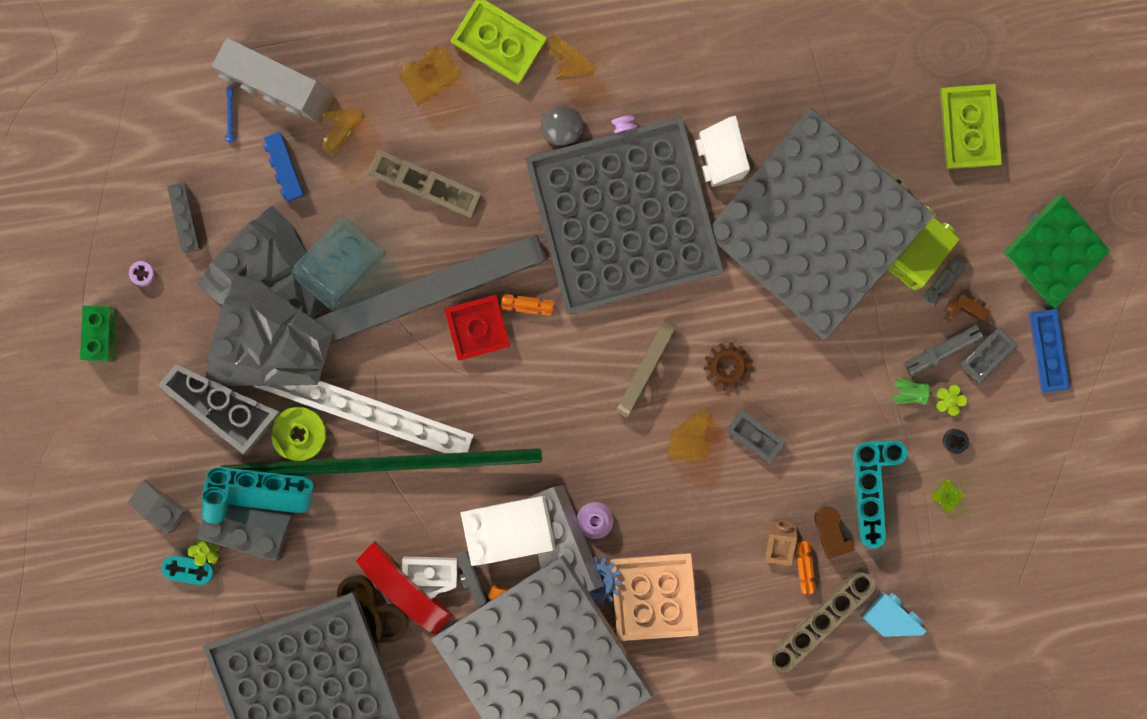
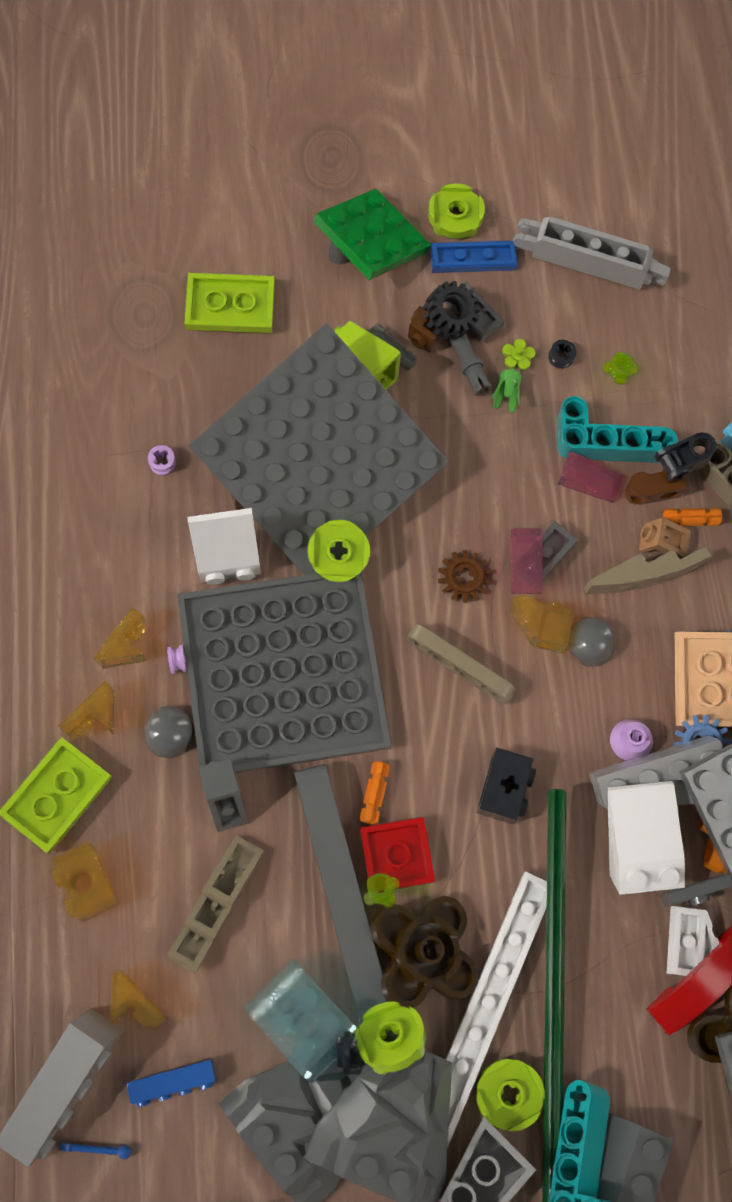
camera: 90 degrees left, 15 degrees down
(315, 299) = (347, 1052): none -> black axle
(317, 339) = (393, 1055): none -> lime plate
(392, 374) = (412, 972): none -> dark brown plant
(450, 311) = (381, 882): none -> clear neon green plate
(511, 178) = (223, 794): none -> dark grey slope
(558, 409) = (493, 801): none -> black brick
(627, 72) = (117, 648): none -> clear yellow slope
(679, 481) = (592, 641): none -> dark grey hair
(721, 262) = (350, 563): none -> lime plate
(742, 417) = (525, 560): none -> clear pink slope
(744, 517) = (639, 574): none -> dark tan slope
(809, 94) = (161, 469): none -> lavender bush
(833, 473) = (590, 478): none -> clear pink slope
(852, 552) = (681, 459): none -> black piece
(986, 345) = (464, 303): none -> black tyre
(1061, 461) = (591, 252): none -> light grey hinge
(1106, 340) = (452, 225): none -> lime plate

